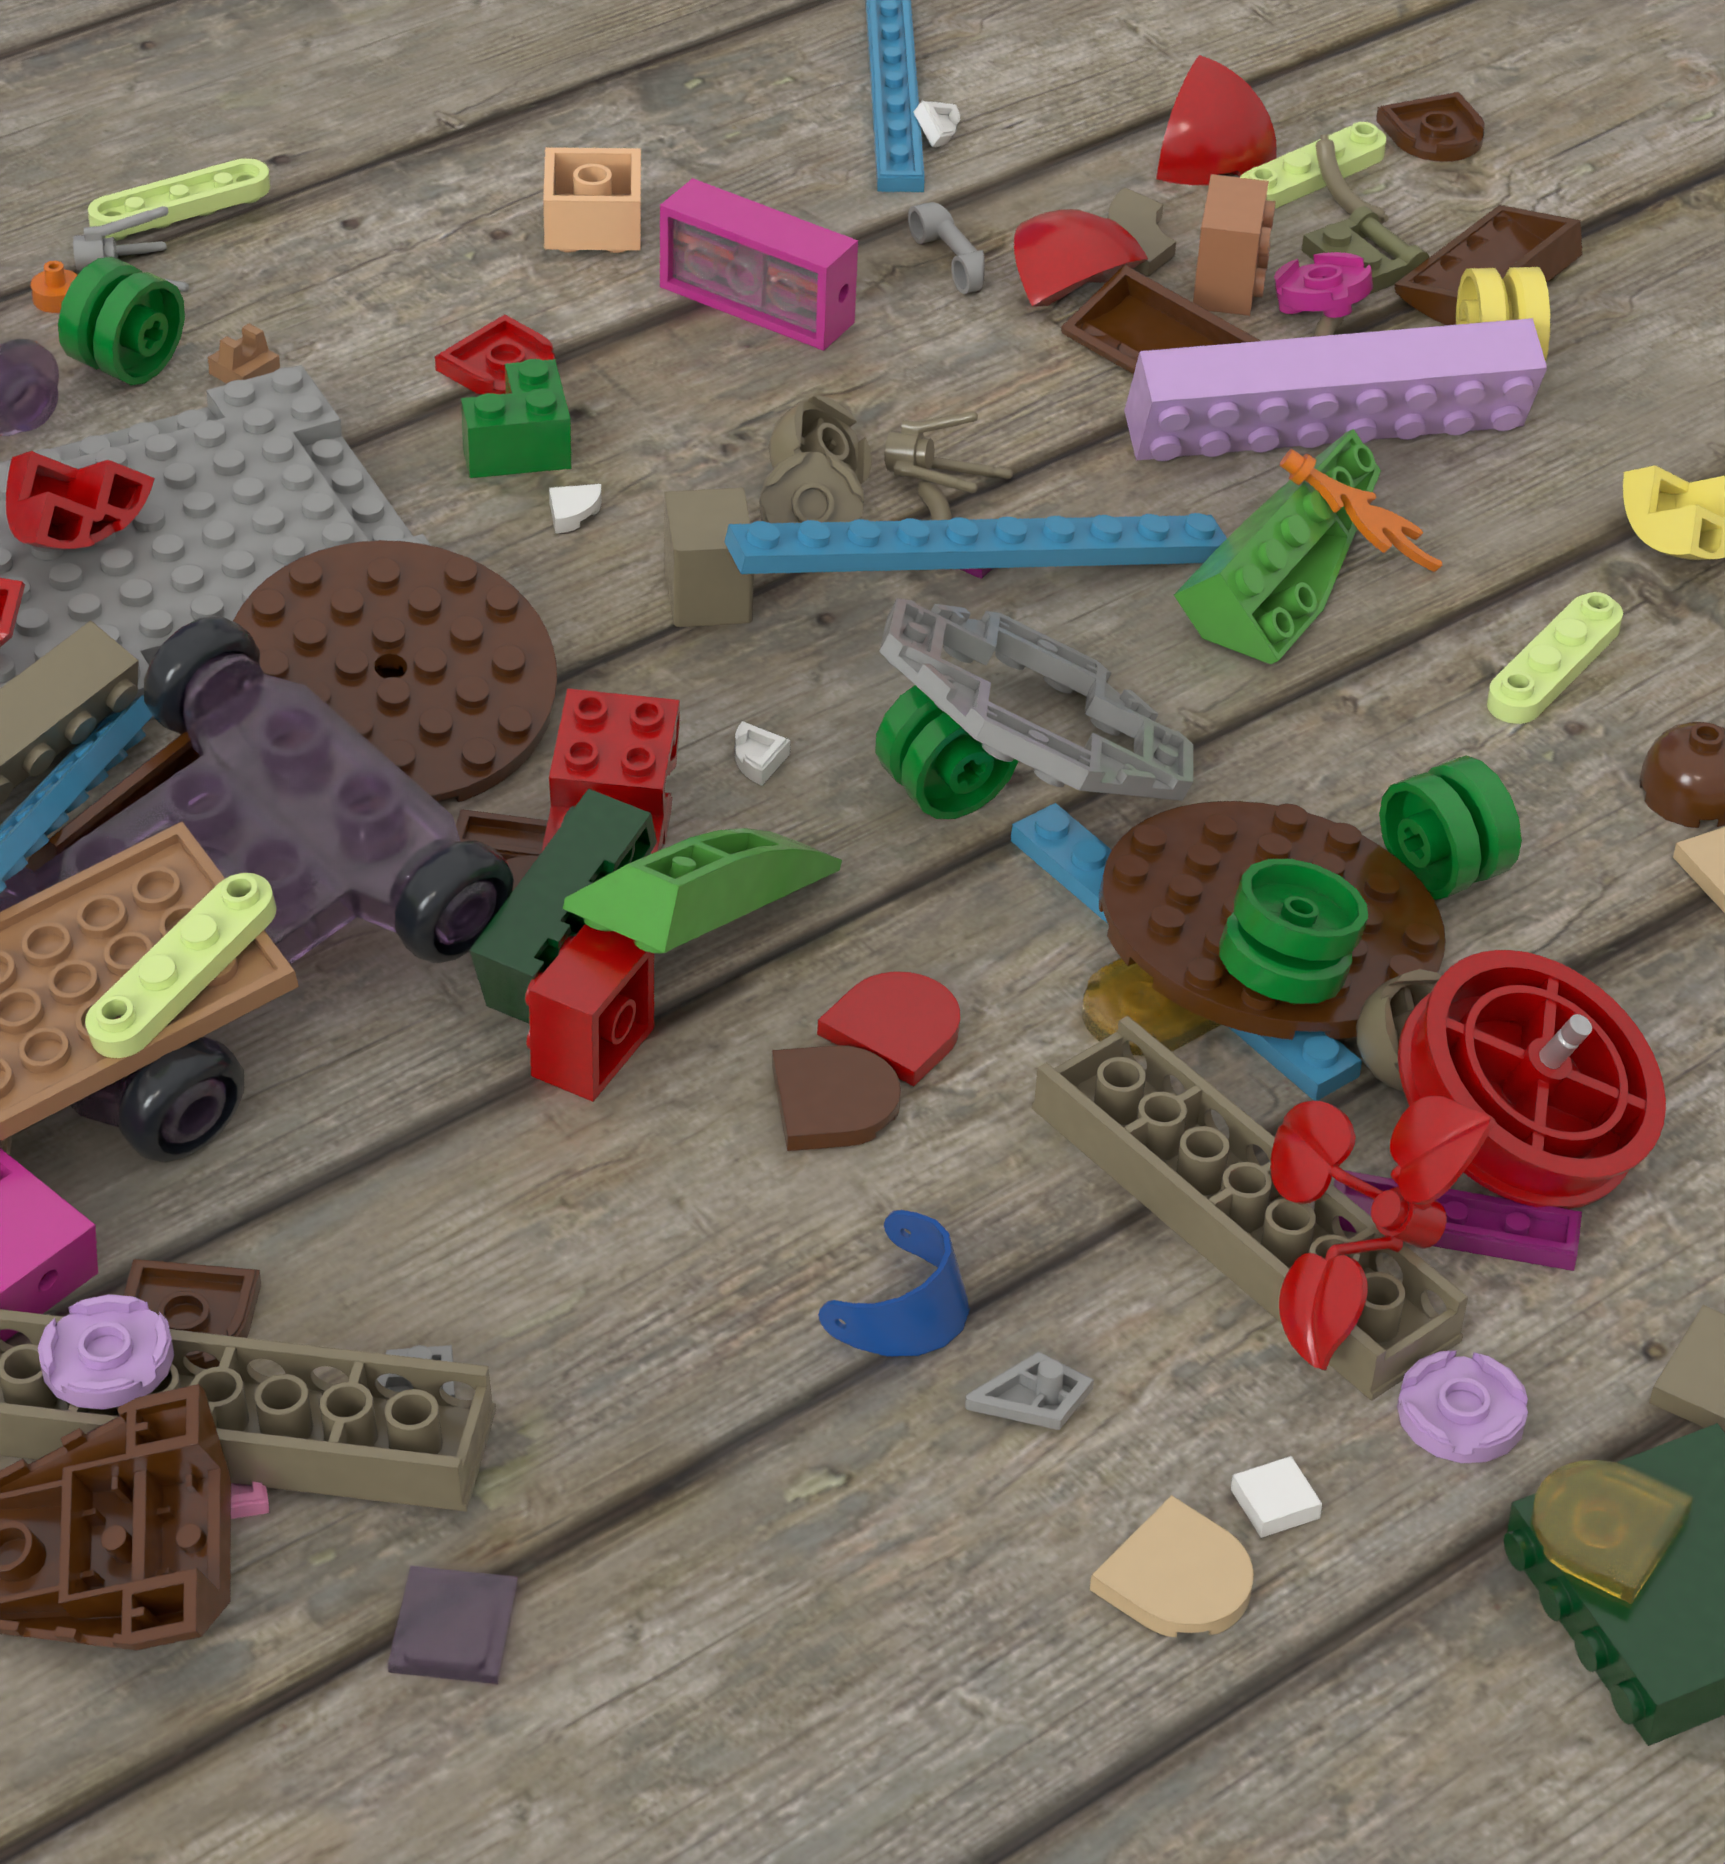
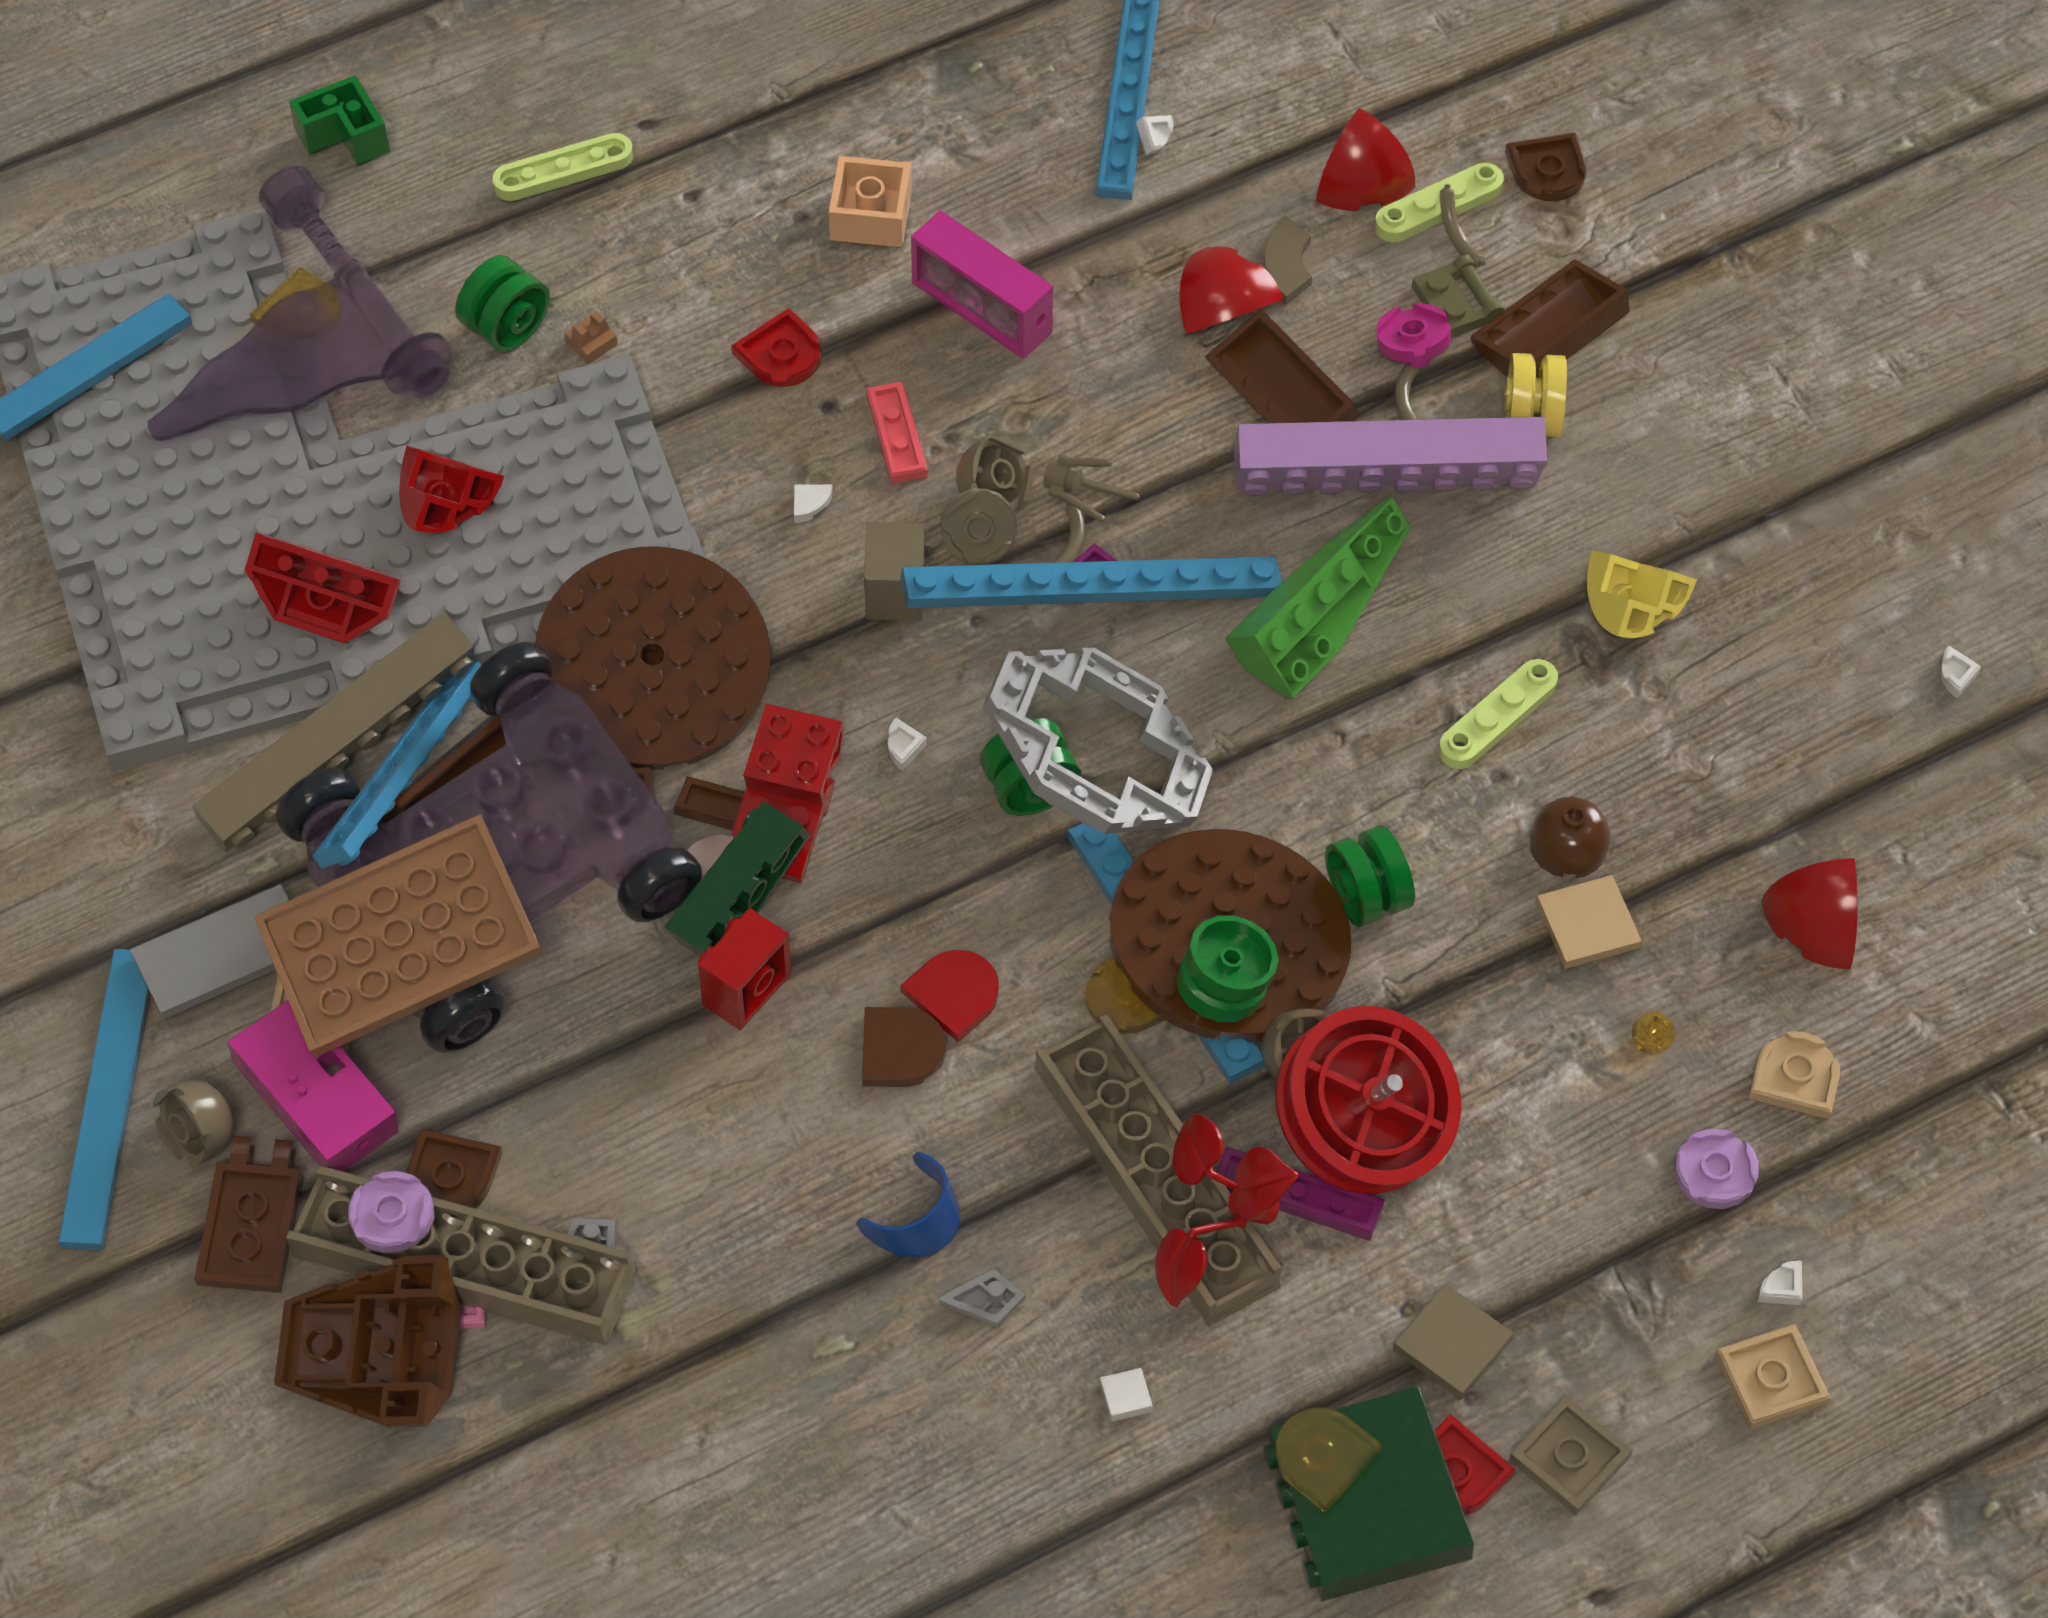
camera: 10 degrees right, 15 degrees up
(51, 286) = (462, 251): orange tile -> none
(95, 245) = (496, 218): light grey plant -> none
(180, 965) = (466, 934): yellowish green plate -> none
(453, 1625) = (588, 1423): clear purple piece -> none
(518, 429) = (781, 429): green brick -> none
(674, 430) = (896, 432): none -> coral tile
(698, 886) = (823, 889): bright green wedge -> none
(934, 222) = (1127, 242): light grey bar -> none
(1178, 1574) = (1050, 1444): tan tile -> none
(1233, 244) = (1348, 295): nougat brick -> none
(1375, 523) = (1384, 580): orange piece -> none
(1462, 1407) = (1266, 1340): lavender tile -> none

